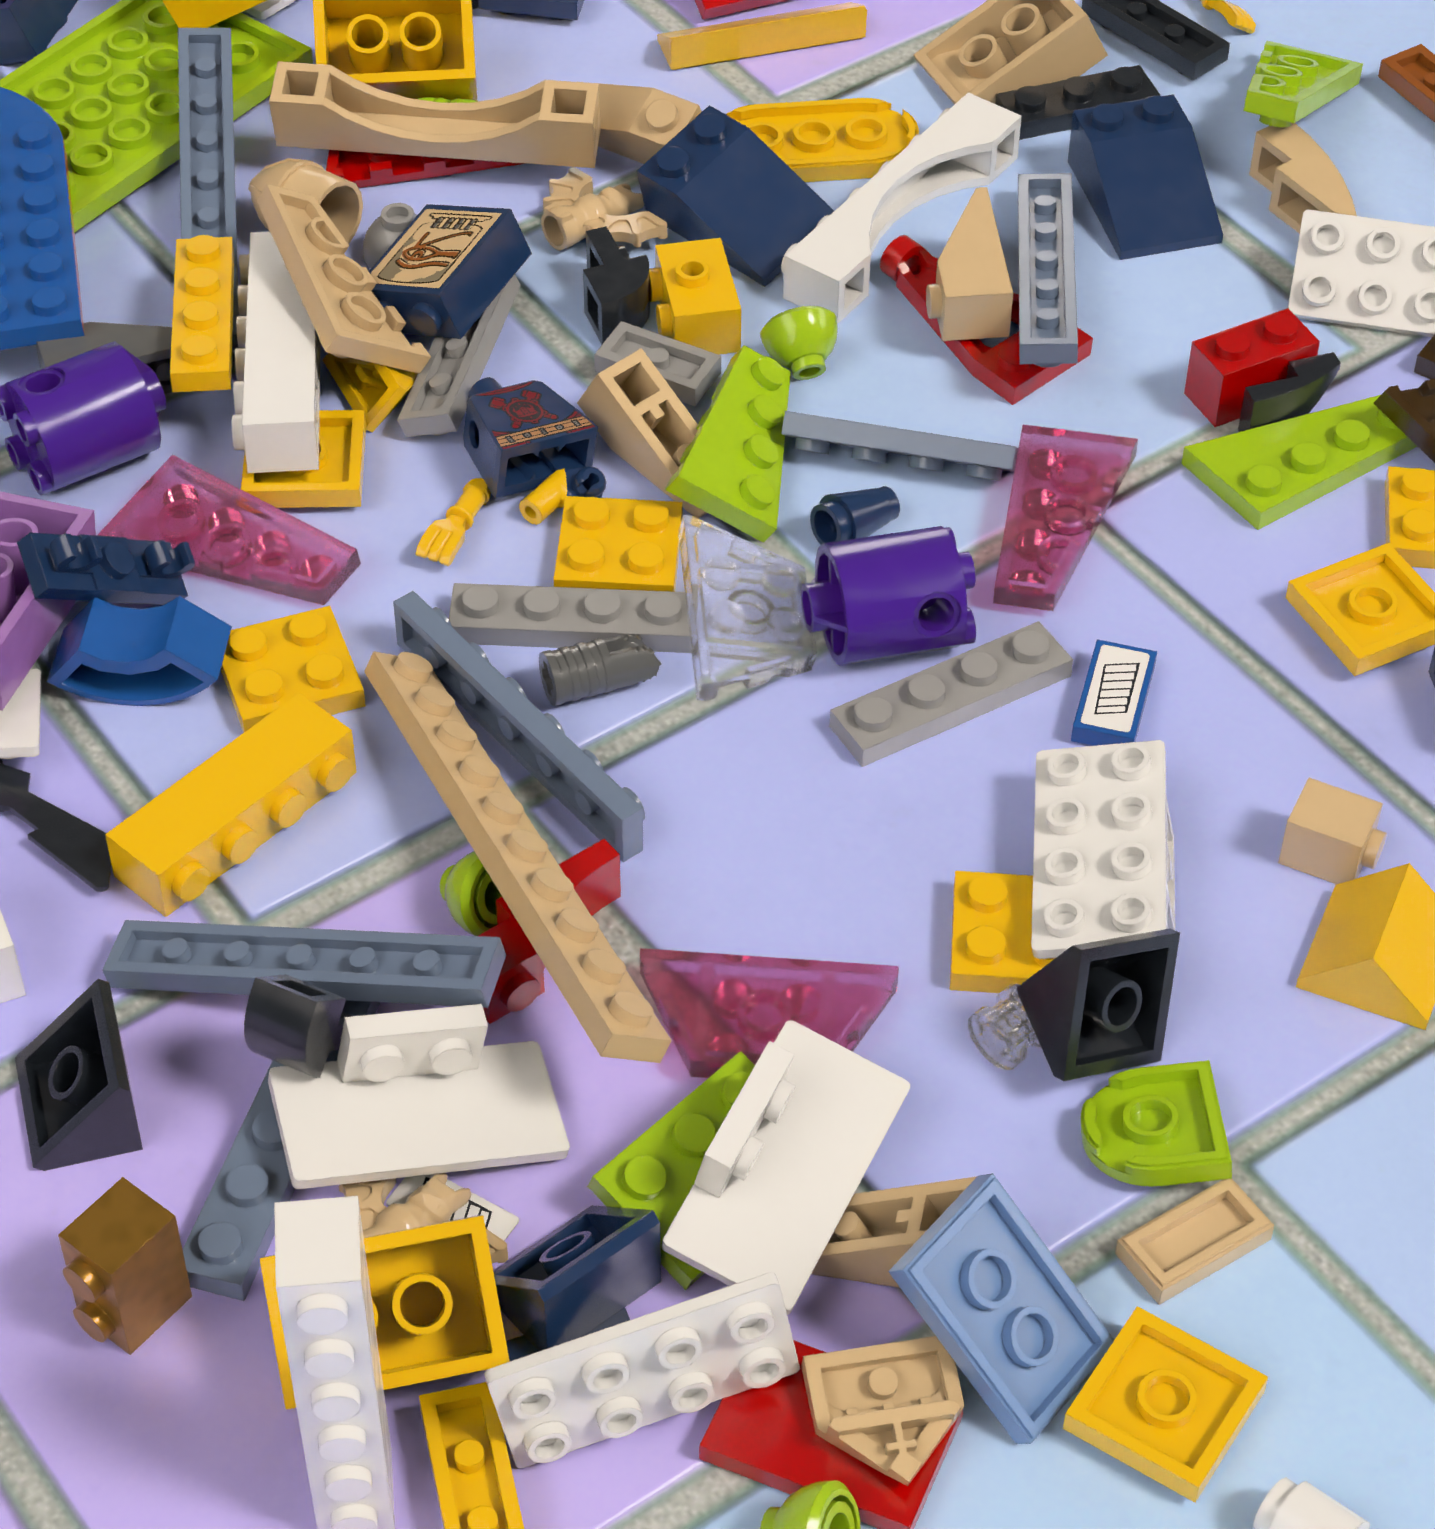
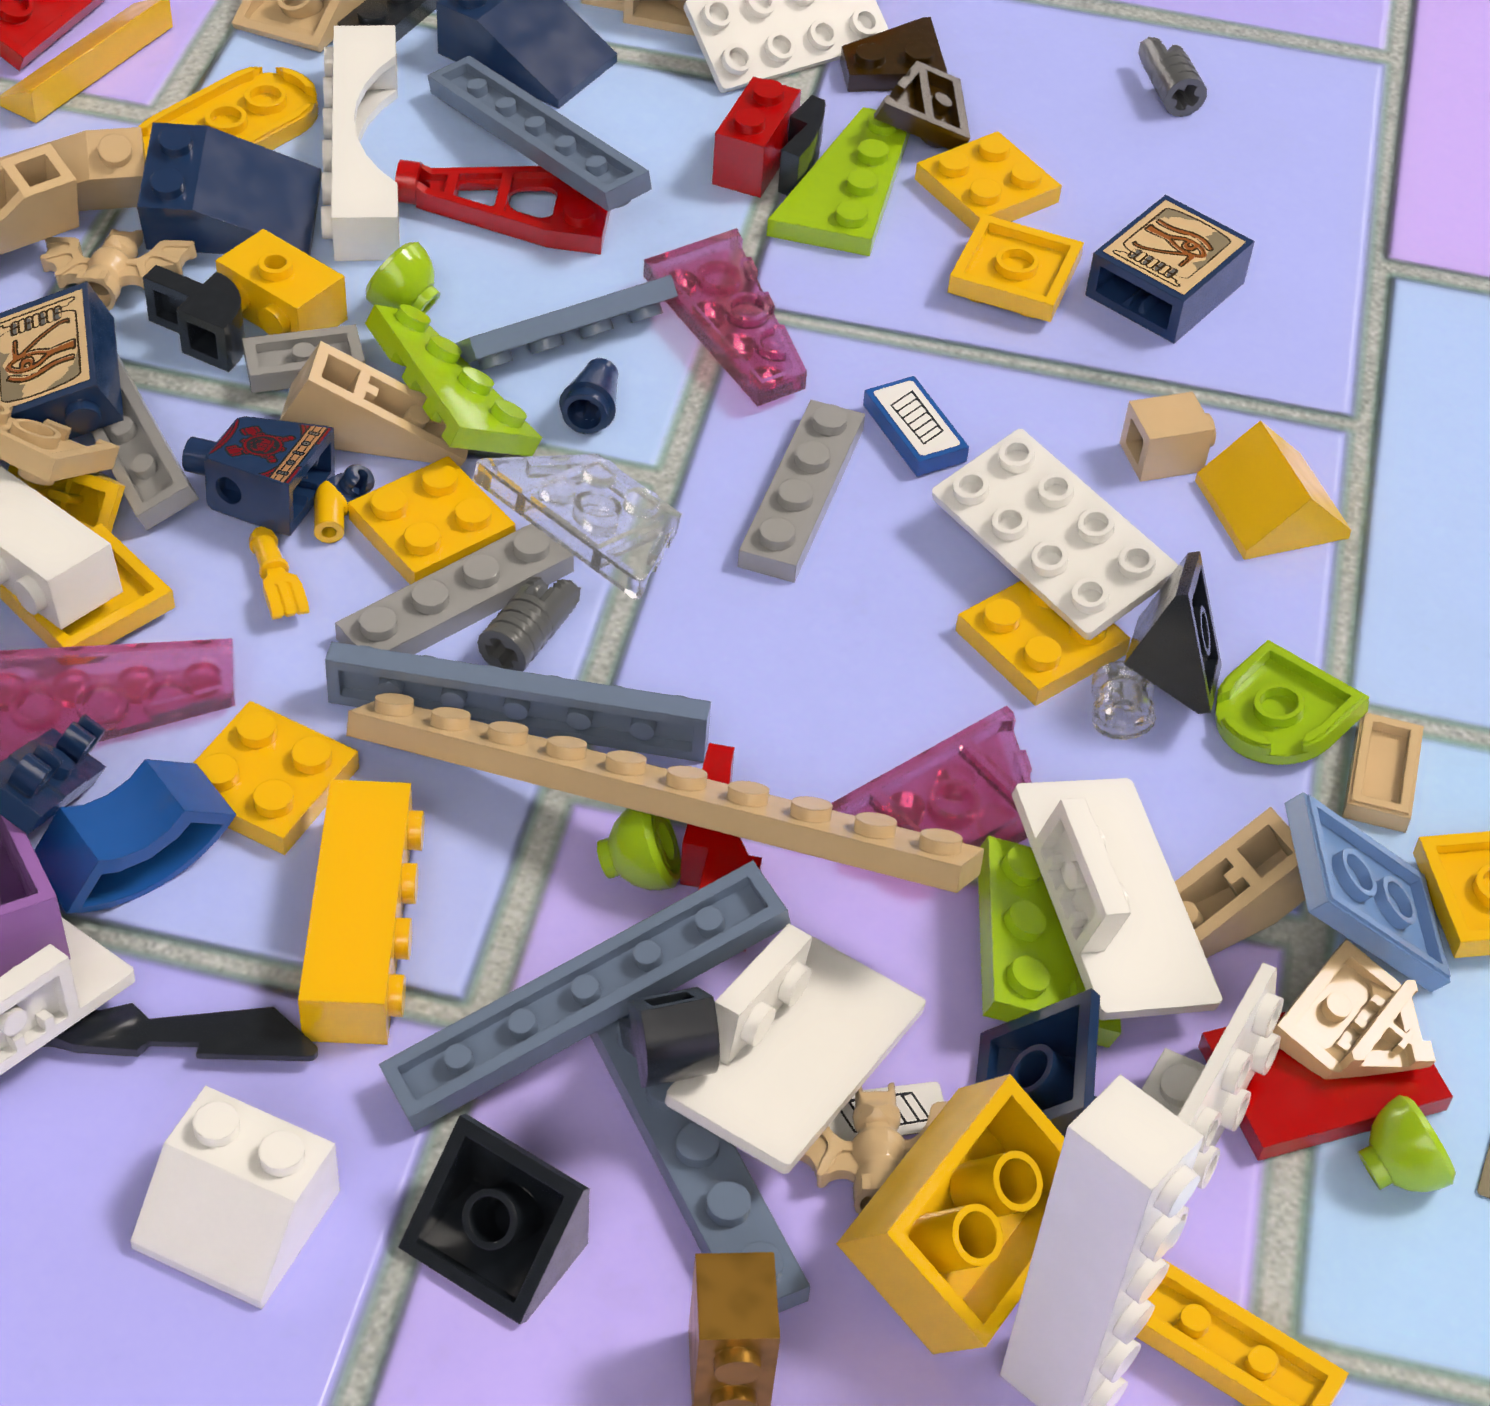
camera: 45 degrees left, 0 degrees up
(891, 595) = (708, 433): dark purple cylinder -> none
(972, 278) = (497, 164): tan slope -> none

